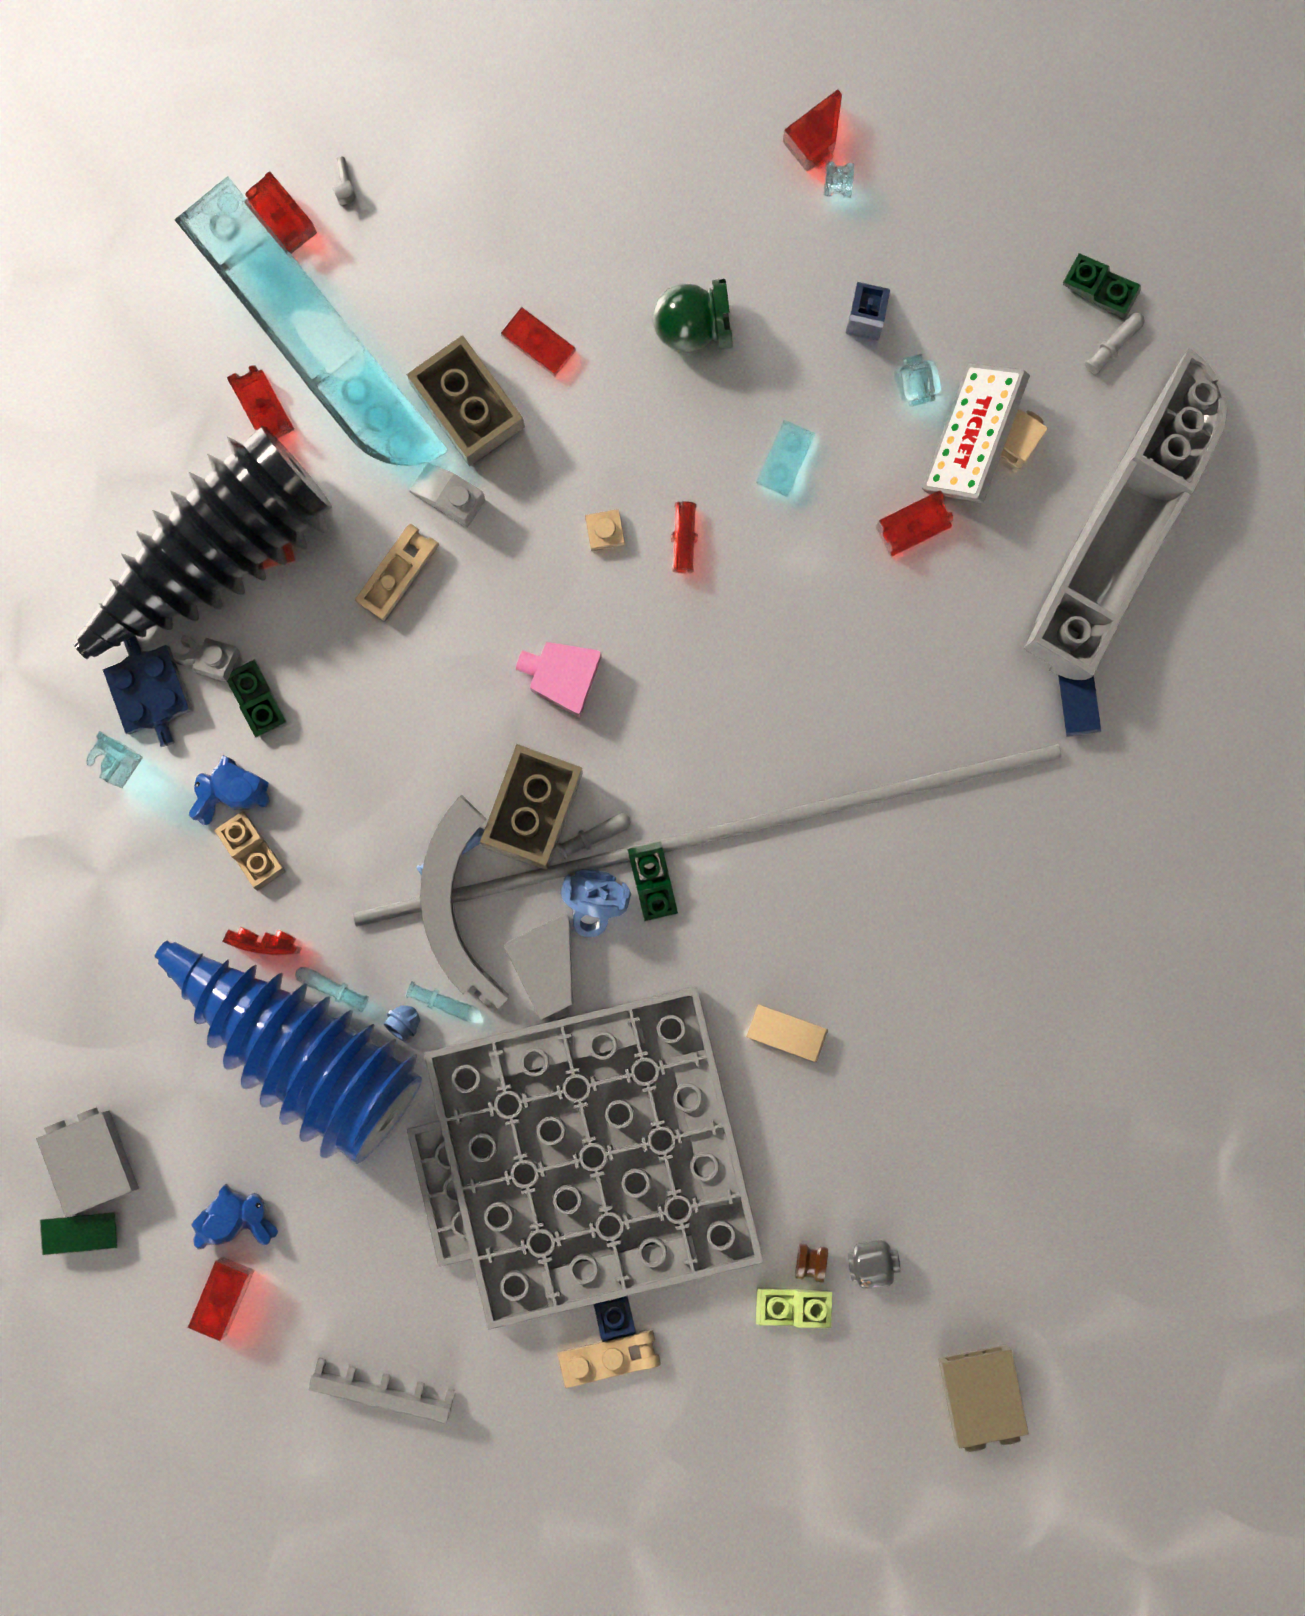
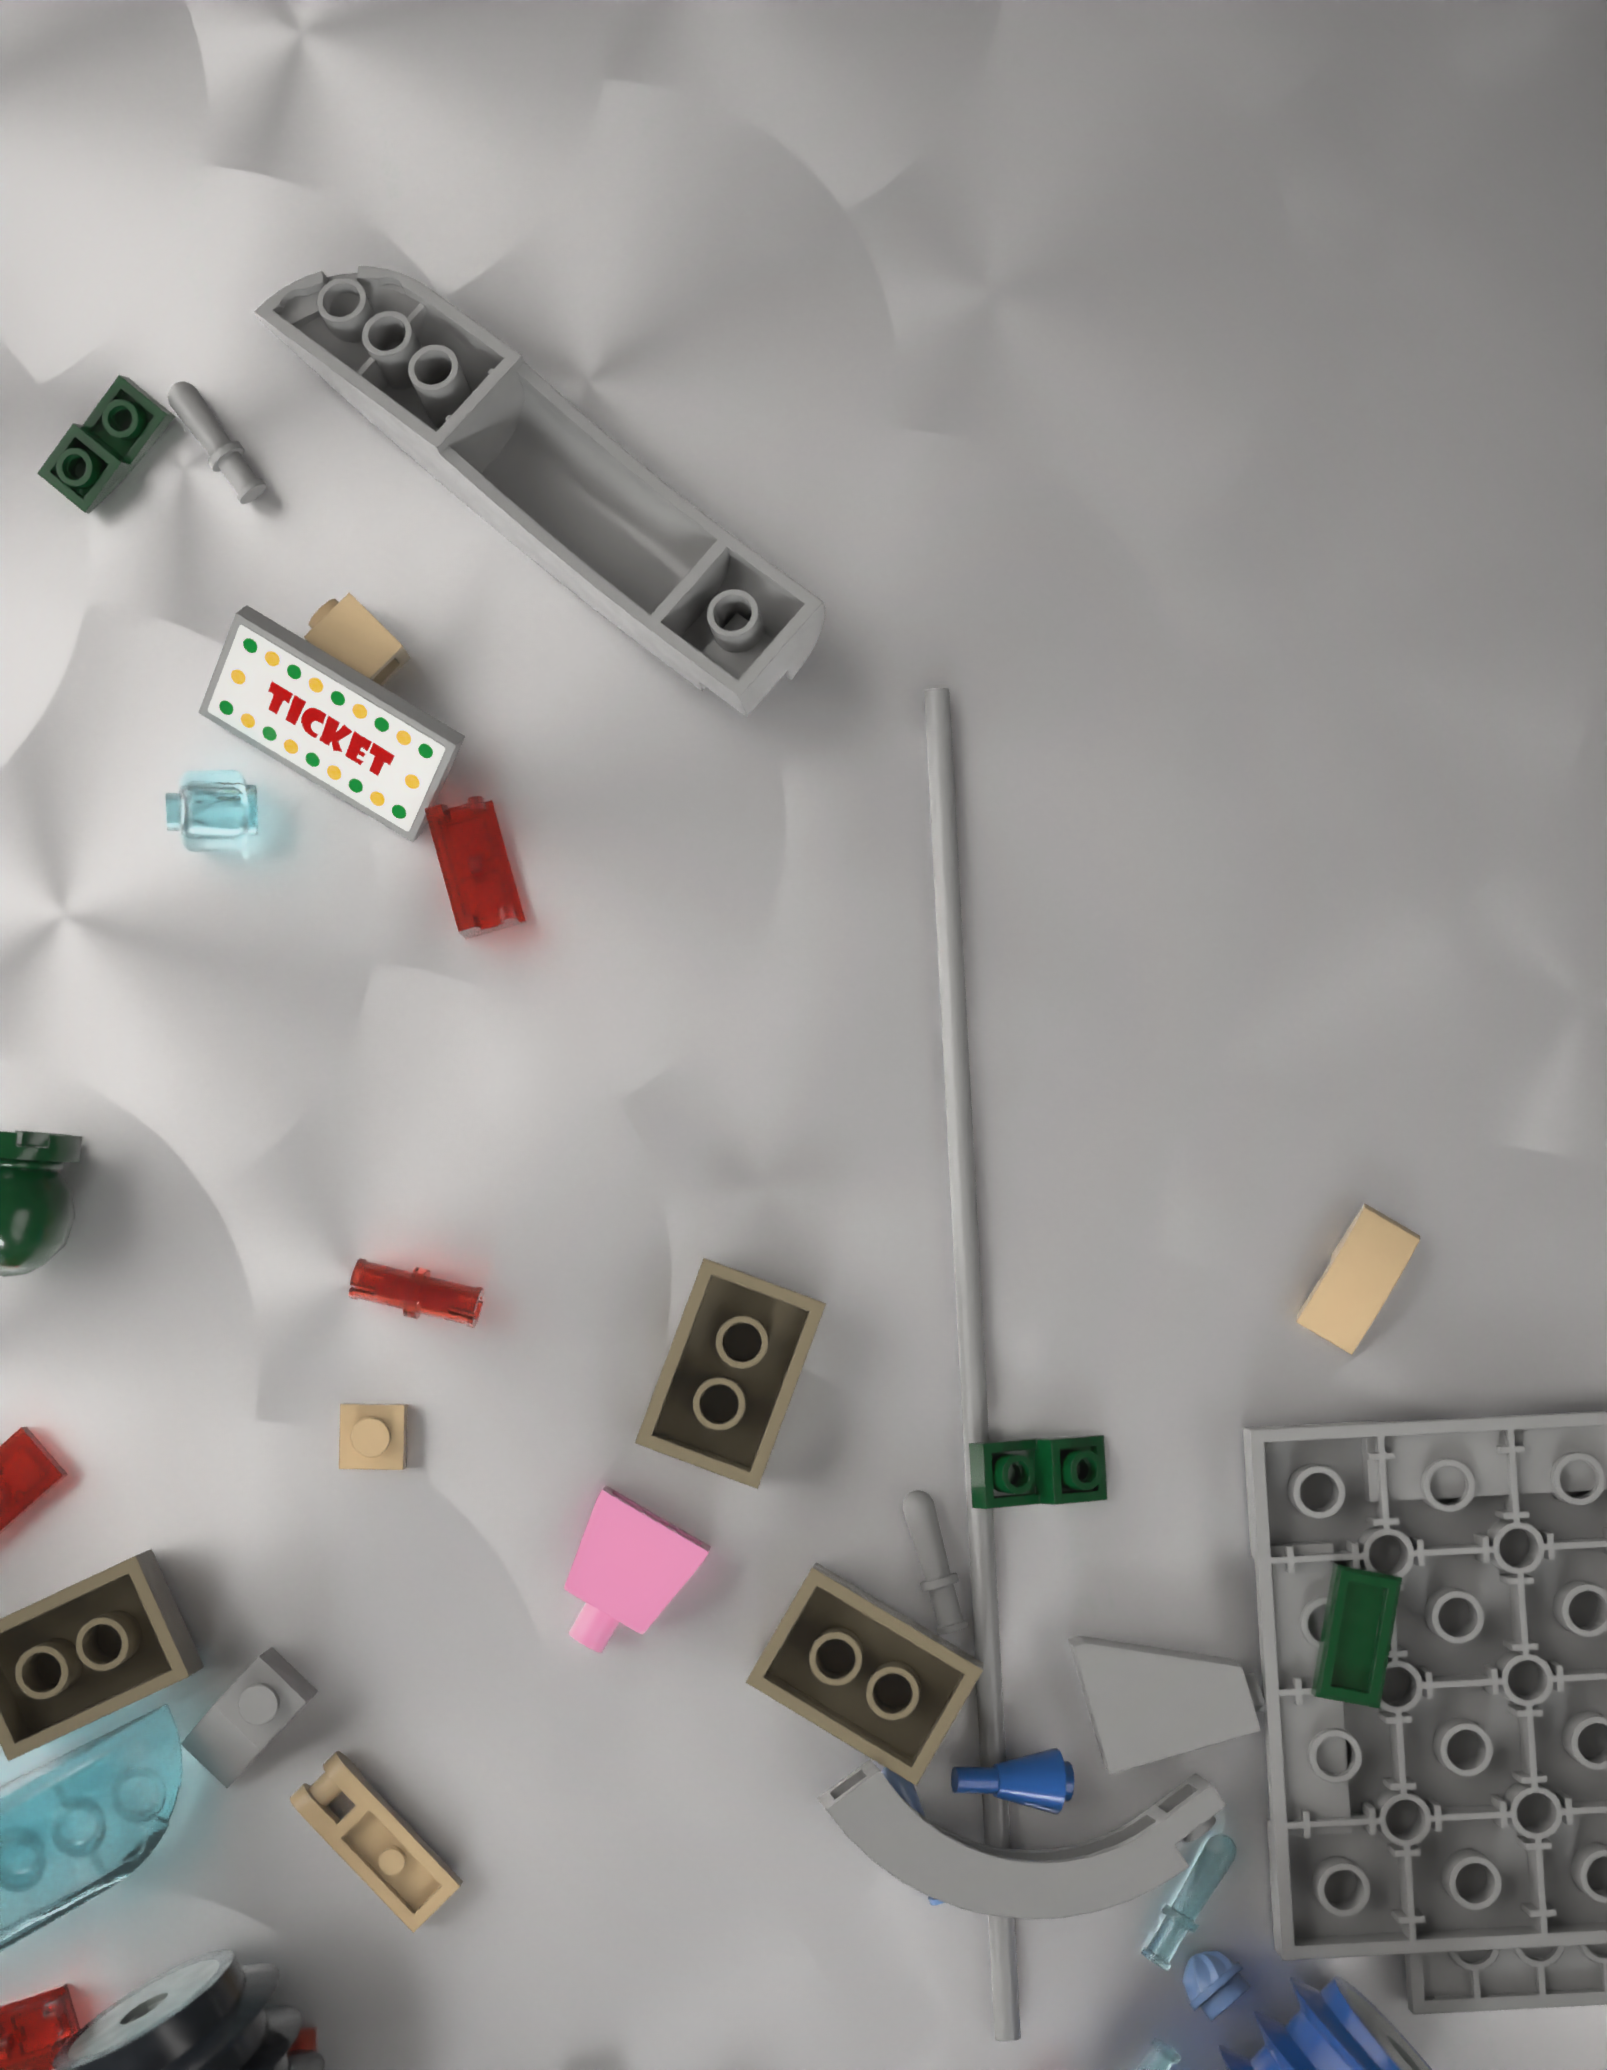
camera: 80 degrees left, 0 degrees up
(490, 907) = (1032, 1780): none -> blue cone
(594, 895) = (1051, 1586): medium blue tile -> none
(599, 1060) = (1356, 1636): none -> dark green tile
(674, 707) = (730, 1373): none -> dark tan brick
(785, 458) = (306, 1077): clear light blue slope -> none
(868, 311) = (64, 874): dark blue slope -> none
(1079, 706) = (867, 638): dark blue slope -> none

